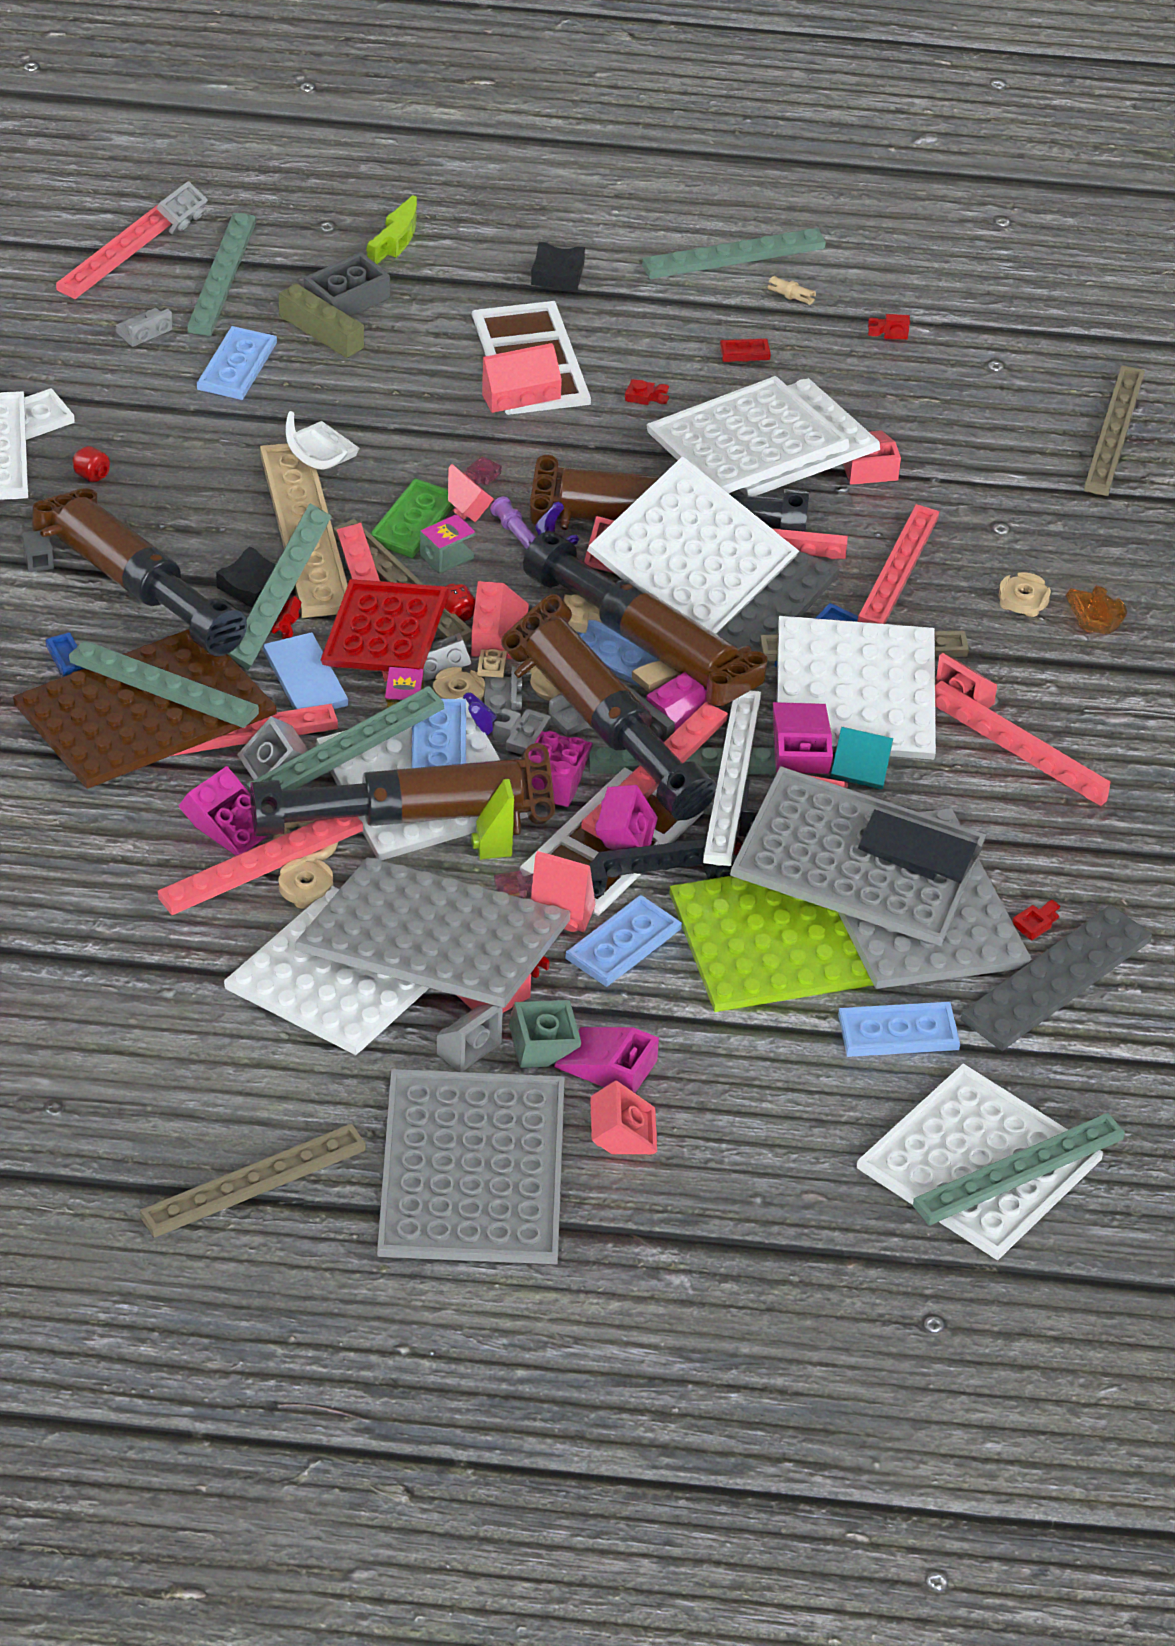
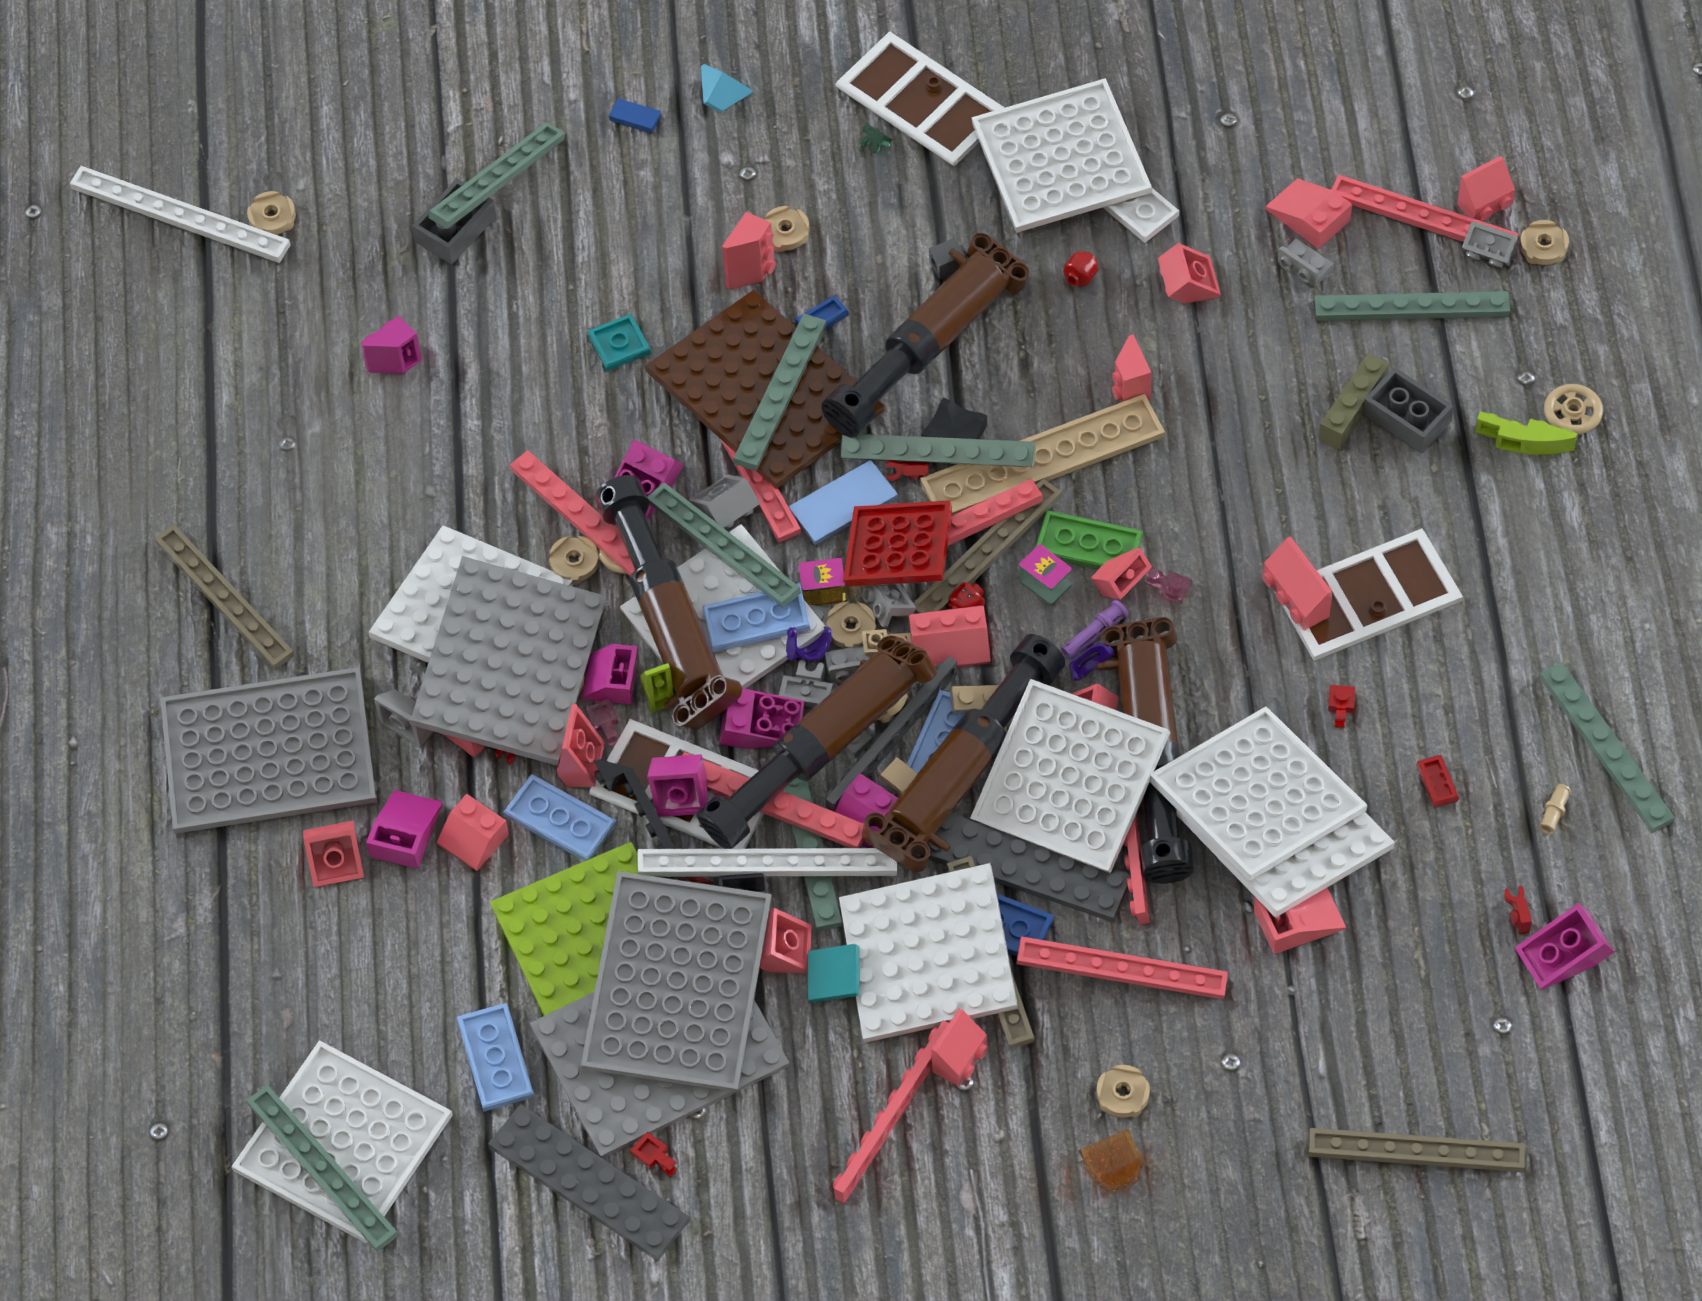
camera: 85 degrees right, 15 degrees up
(33, 811) = (619, 342): none -> teal tile
(88, 308) = (1311, 211): none -> coral slope
(120, 198) = (1486, 190): none -> coral slope
(130, 396) = (1188, 275): none -> coral slope
(191, 173) = (1540, 254): none -> tan plate
(236, 363) = (1276, 350): light blue tile -> none
(236, 443) = (1131, 372): none -> coral slope
(318, 444) = (1153, 440): white piece -> none
(375, 201) = (1570, 391): none -> tan plate
(468, 859) = (612, 674): none -> dark pink slope
(543, 1032) = (417, 768): sand green slope -> none
(558, 267) = (1514, 587): black brick -> none
(628, 1001) = (472, 832): none -> coral slope
(802, 737) = (832, 910): dark pink slope -> none
(918, 847) = (690, 1026): black slope -> none
(933, 306) = (1564, 947): none -> dark pink slope

